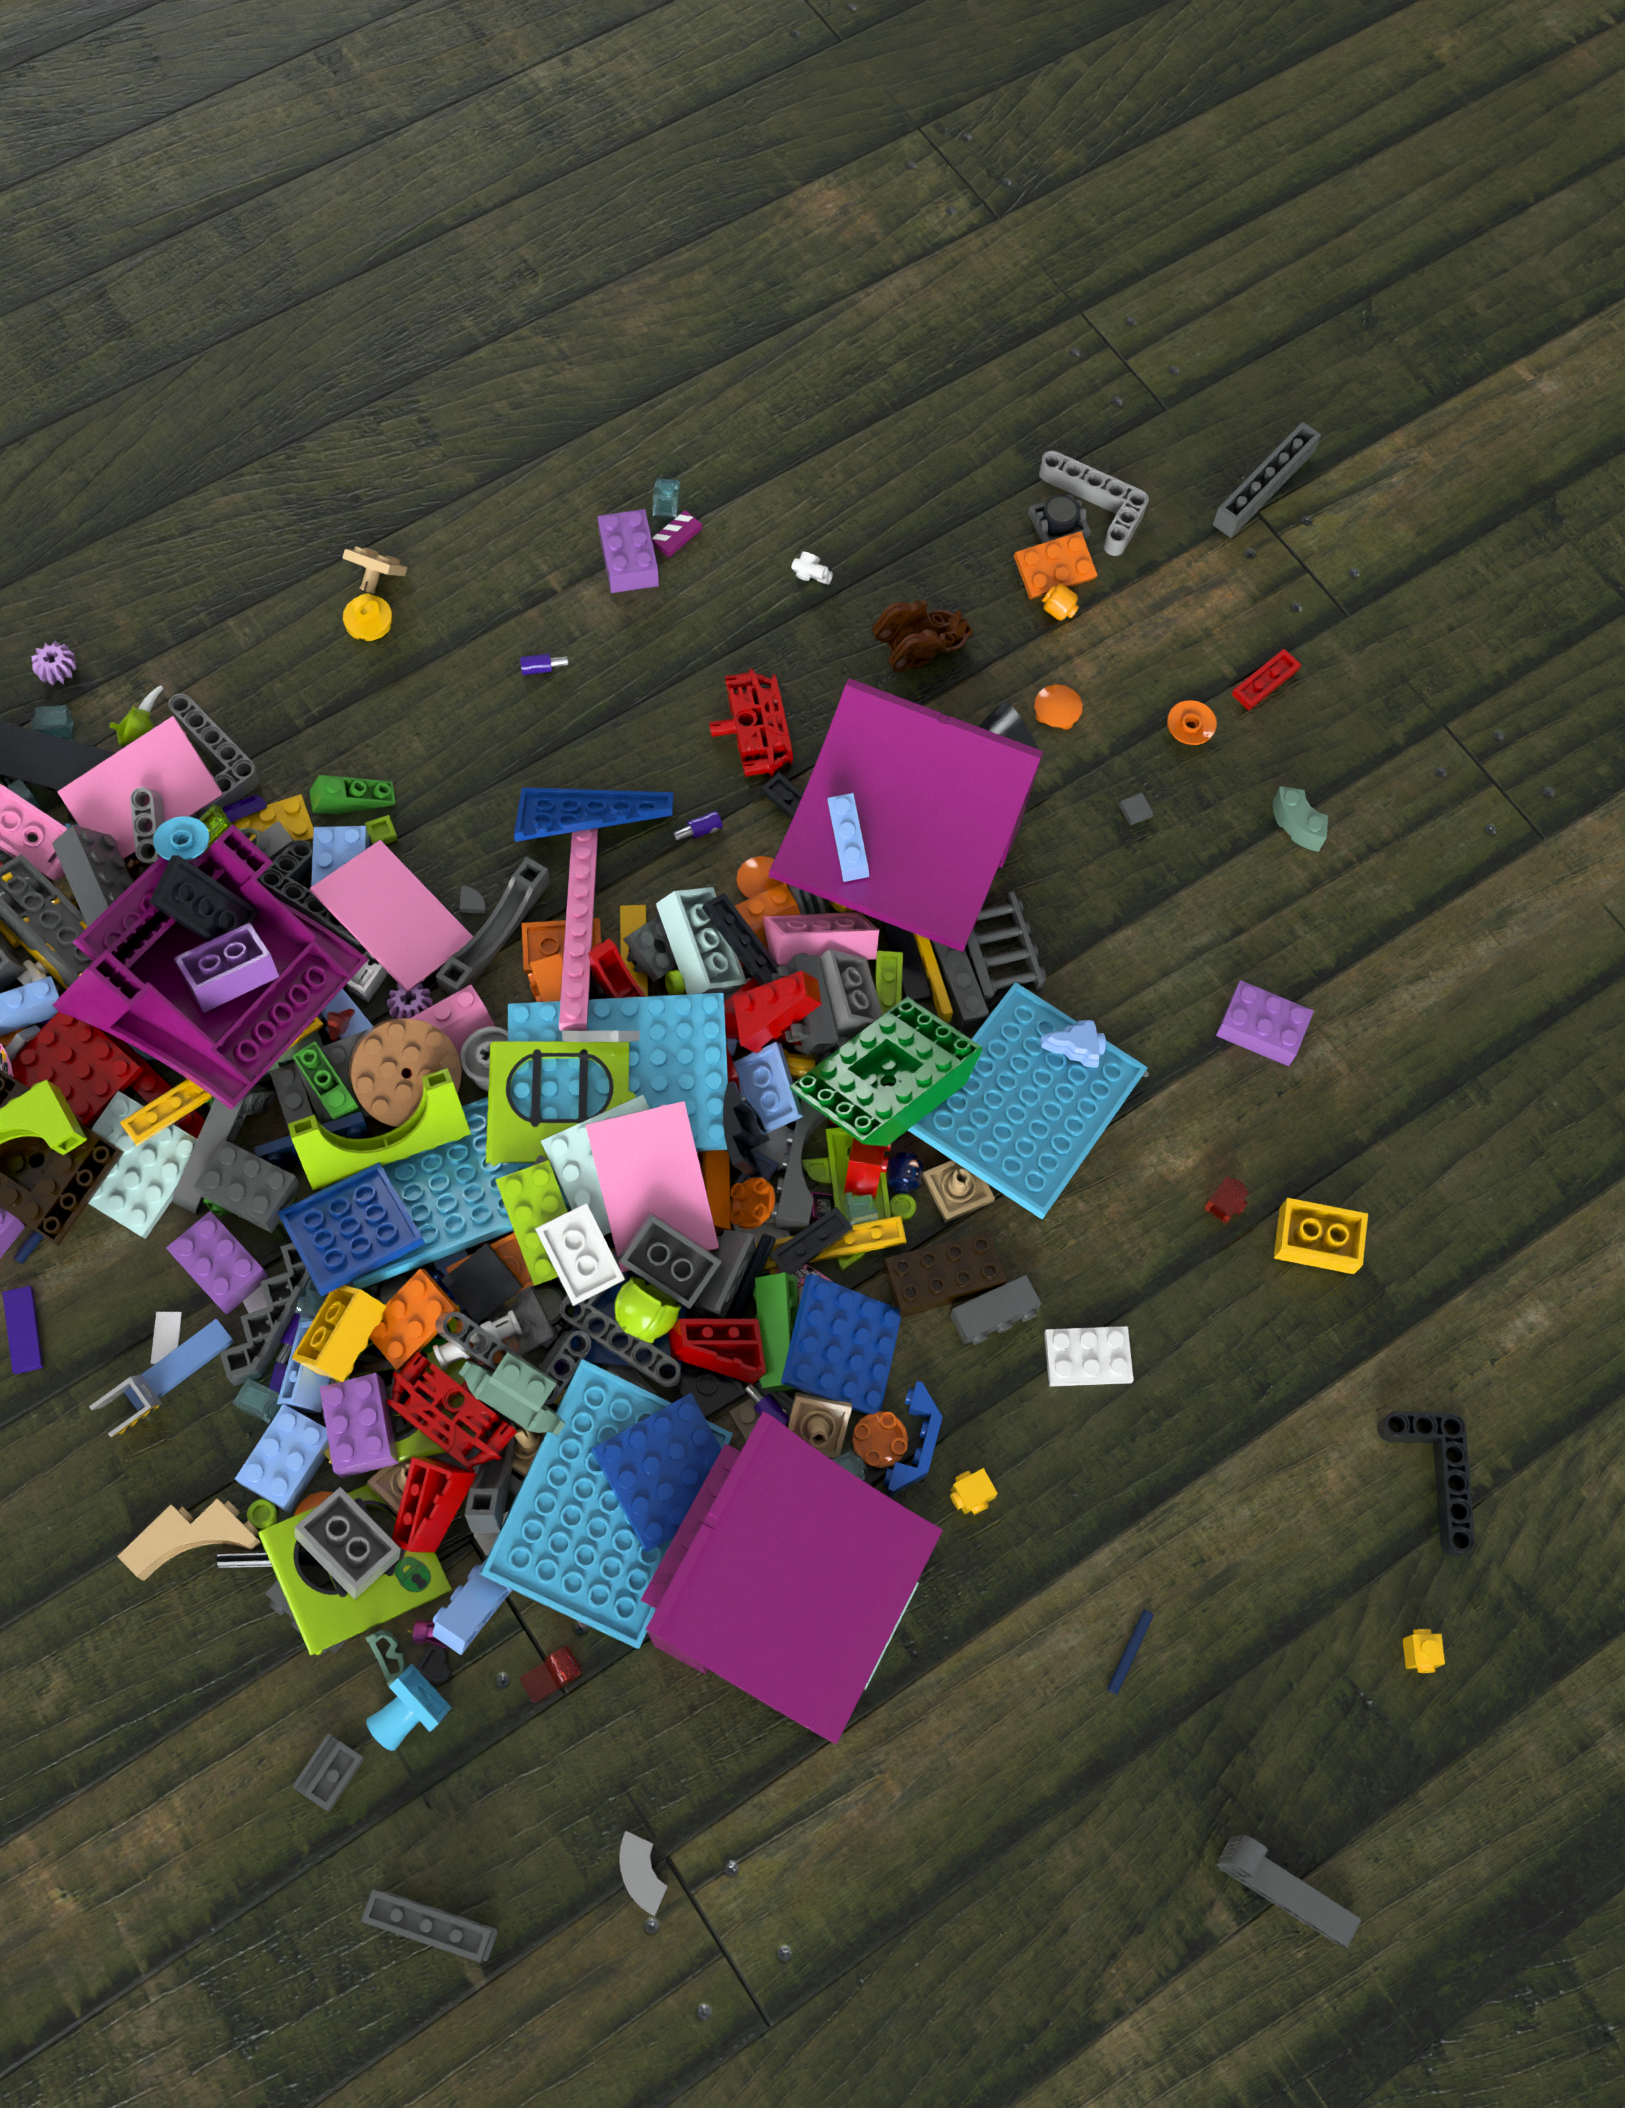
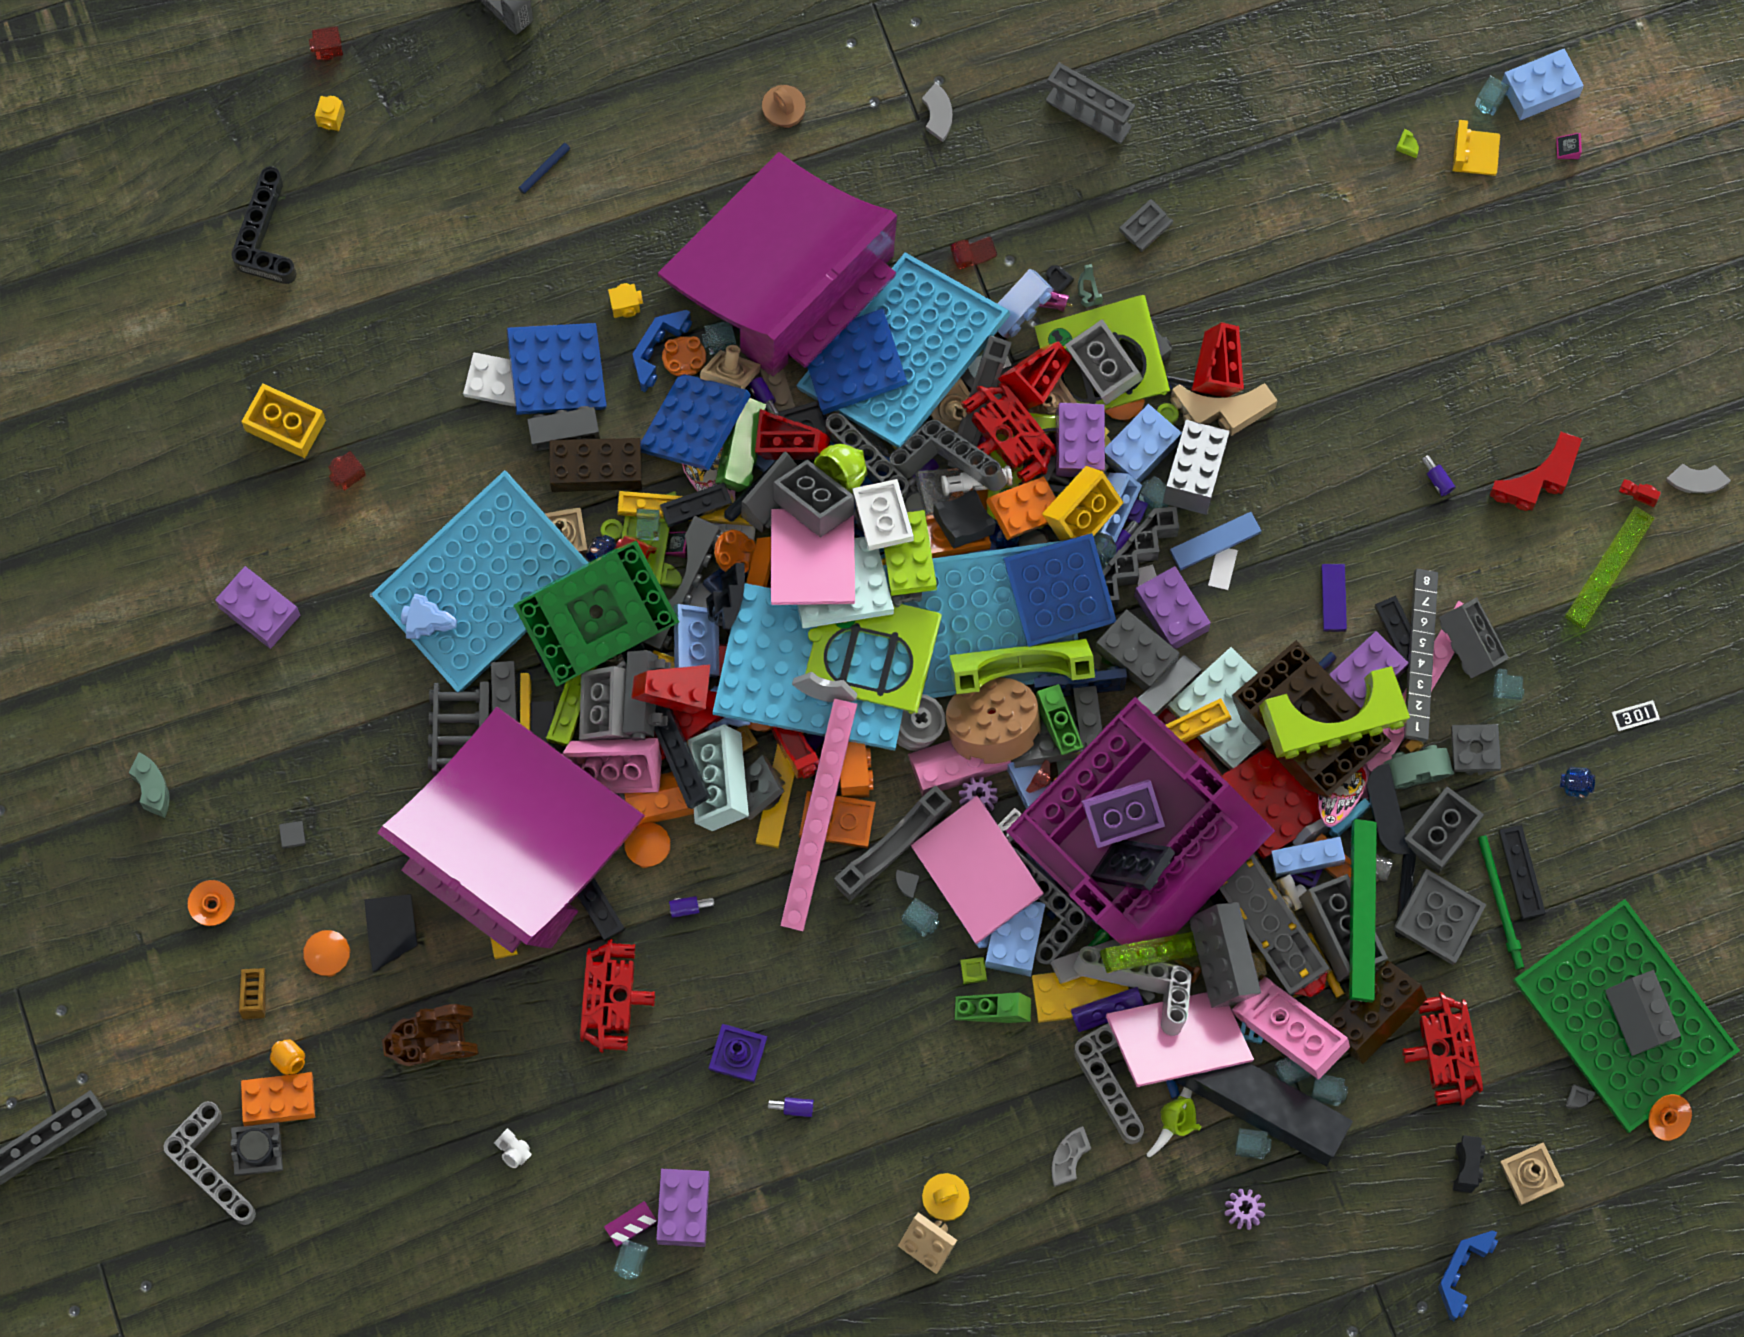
camera: 160 degrees left, 5 degrees up
(138, 1384) = (1258, 521): light grey piece -> none
(181, 837) = (1150, 904): medium azure dish -> none
(200, 1591) = (1220, 362): none -> red wedge
(209, 1437) = (1196, 467): none -> brick
(248, 679) = (1067, 1156): none -> light grey tile
(414, 1703) = (1074, 248): medium azure plant -> none
(448, 865) = (920, 918): none -> clear light blue brick
(516, 1392) = (953, 423): sand green plate -> none
(562, 811) = (800, 941): blue wing -> none
(610, 699) = (738, 1053): none -> dark purple plate
(674, 983) = (749, 752): lime tile -> none
(848, 837) = (568, 814): light blue brick -> none
(849, 1825) = (783, 106): none -> medium nougat tile
(1028, 1382) = (555, 368): none -> blue plate
(1104, 643) = (252, 1008): none -> pearl gold slope
(1266, 679) = (123, 933): red plate -> none
(1466, 1752) = (326, 43): none -> clear red brick

